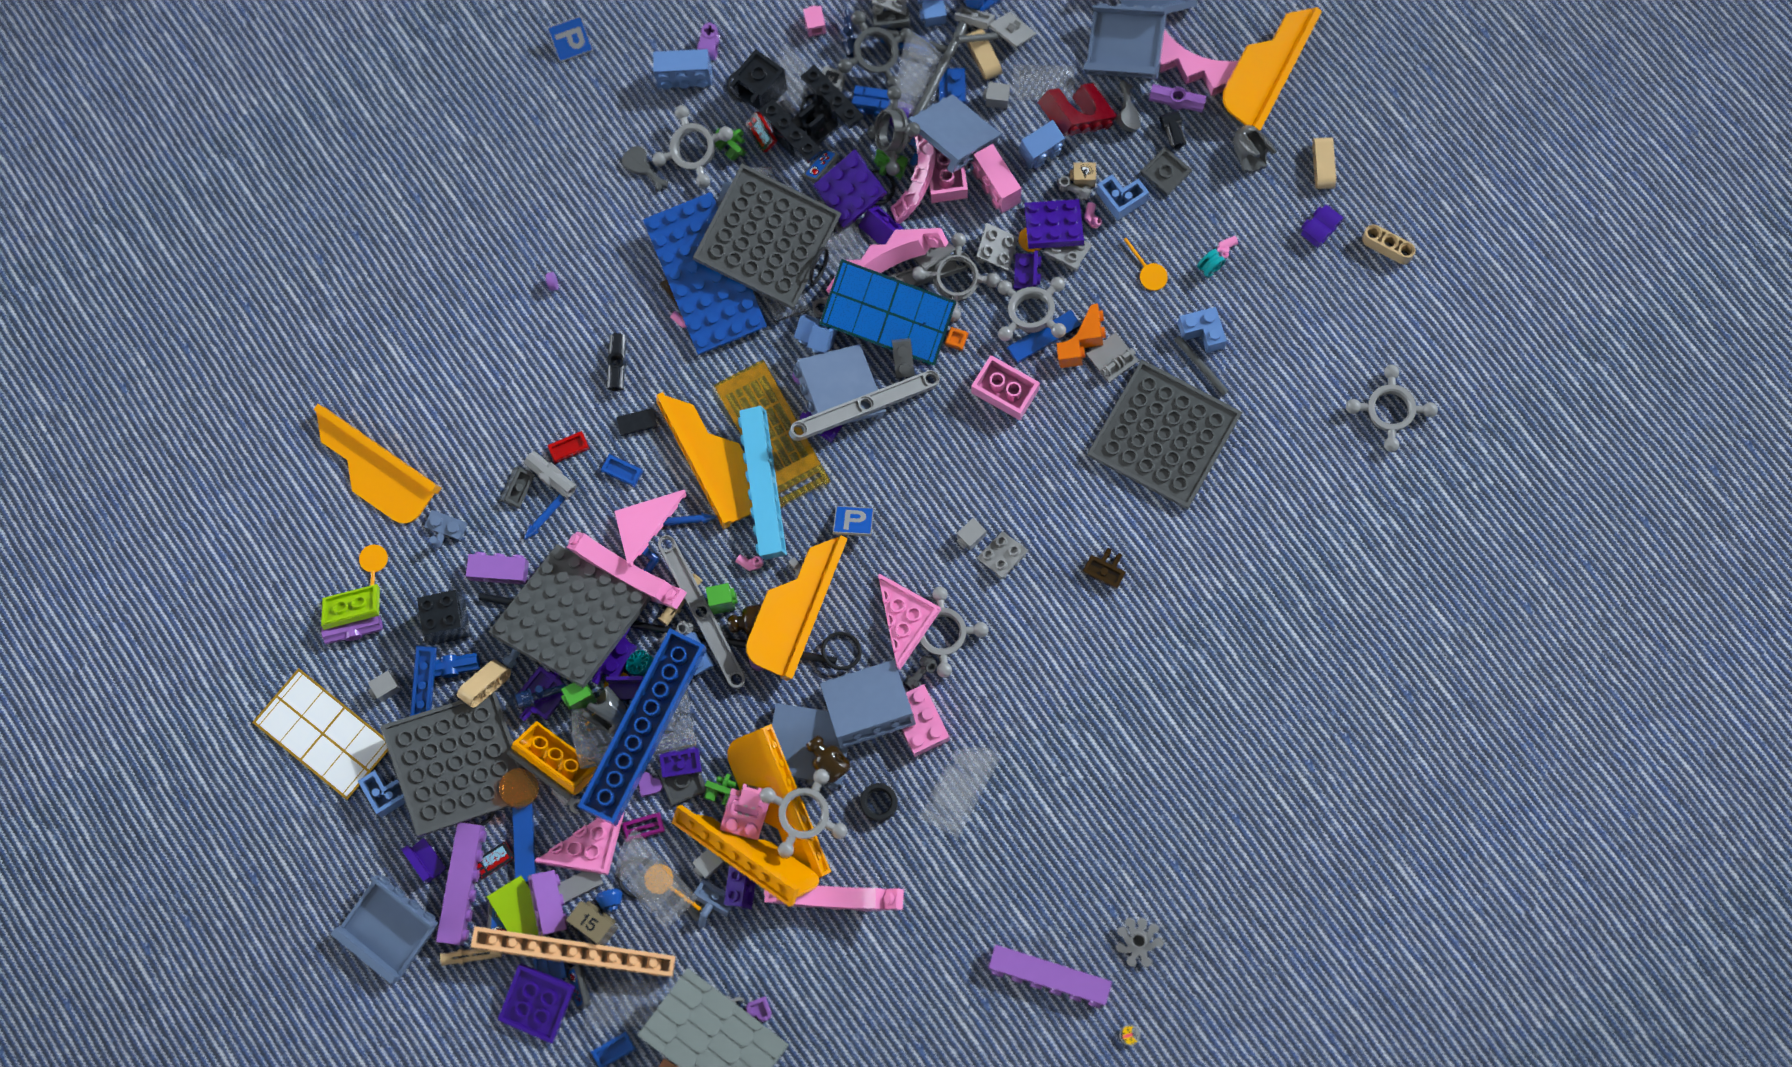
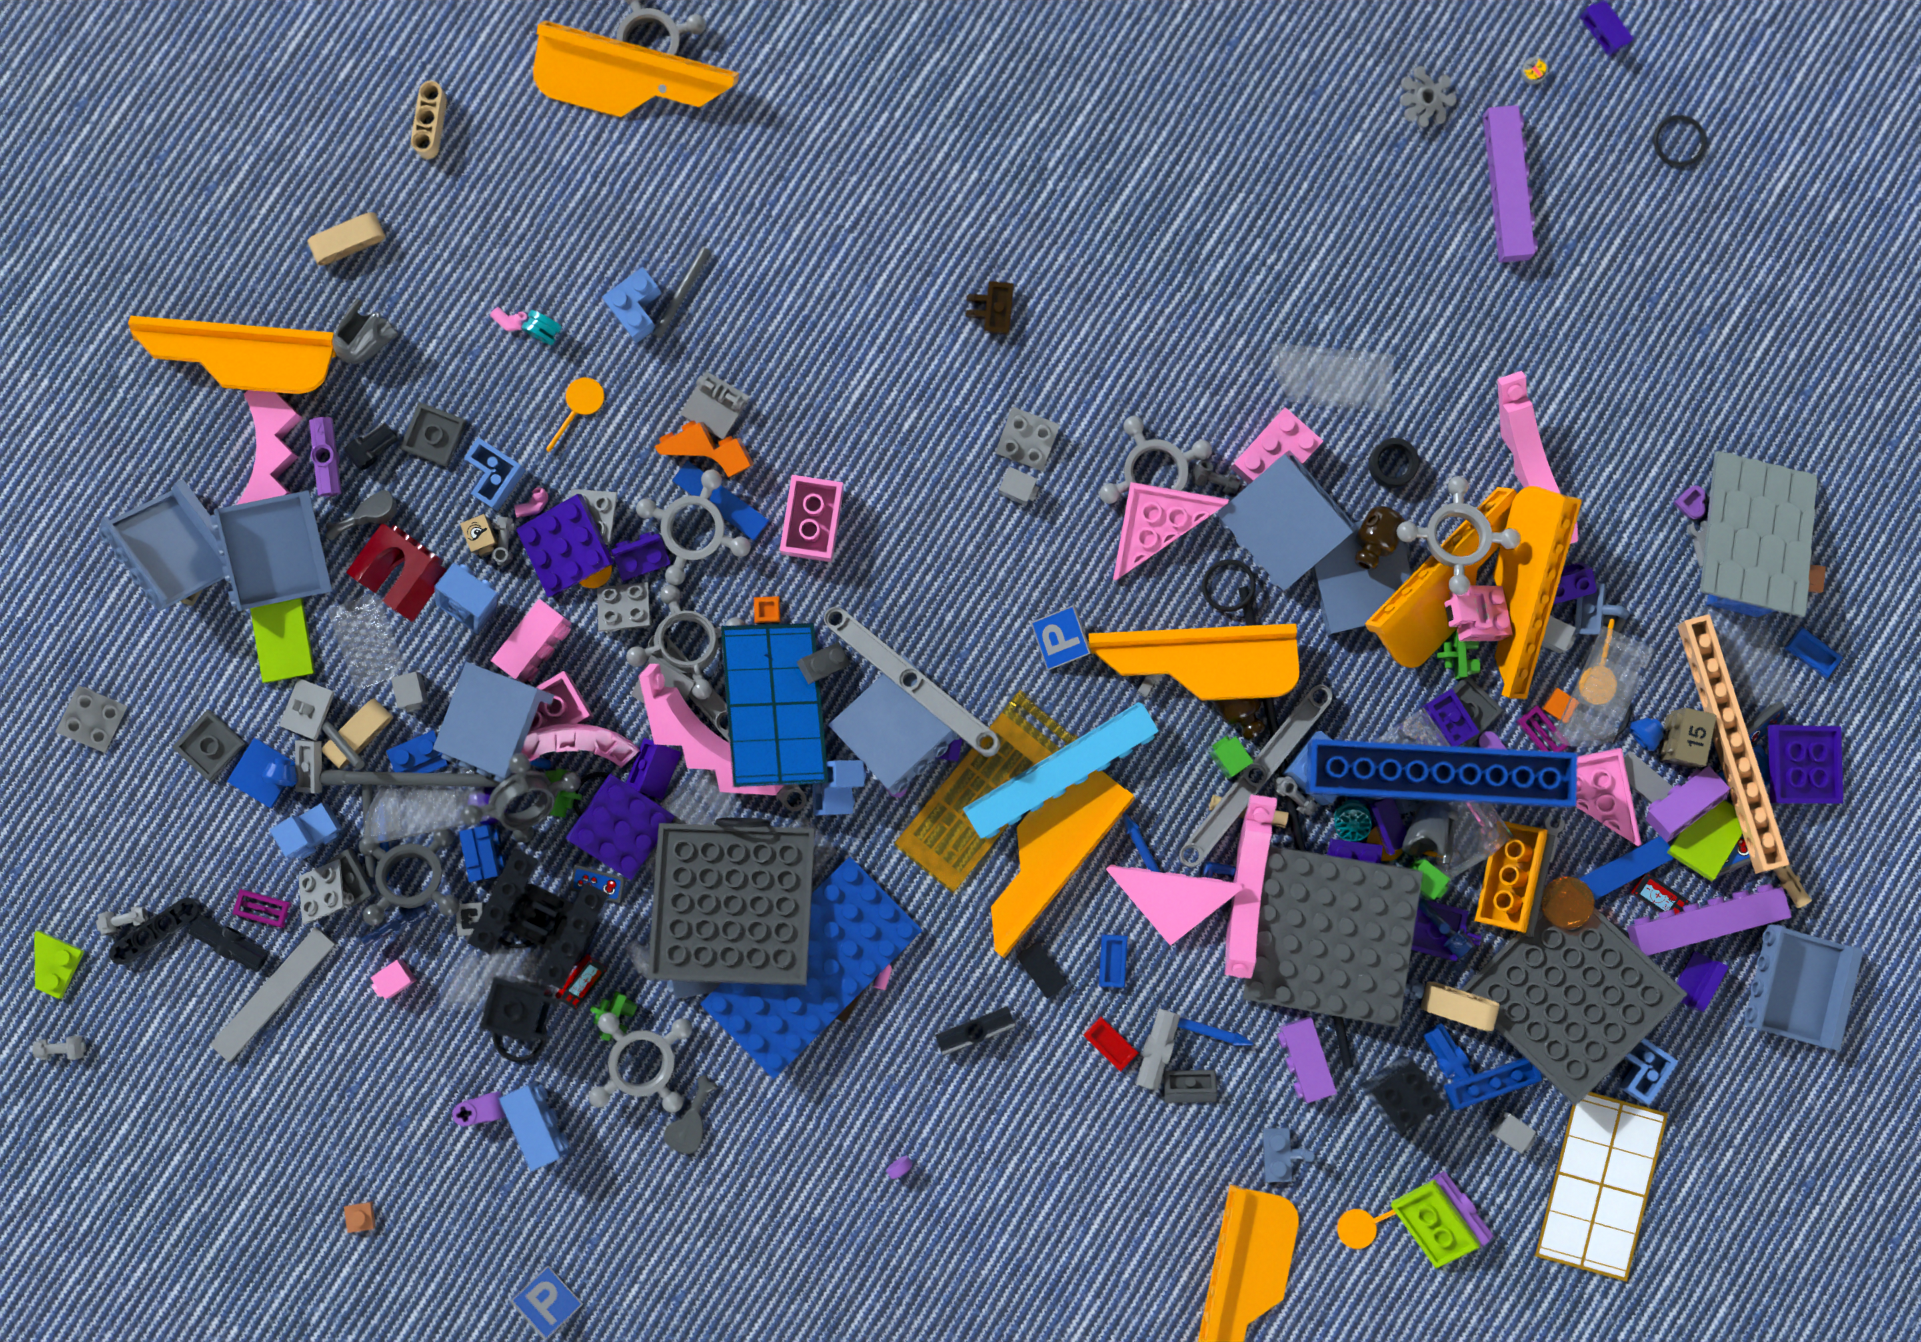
camera: 120 degrees left, 10 degrees up
(659, 845) = (1556, 703): none -> orange tile
(750, 564) = (1166, 743): bright pink arm -> none
(1064, 32) = (282, 640): none -> lime tile
(1164, 434) = (791, 302): dark grey plate -> none
(1321, 226) = (435, 211): dark purple brick -> none
(1374, 378) = (618, 74): none -> light orange piece

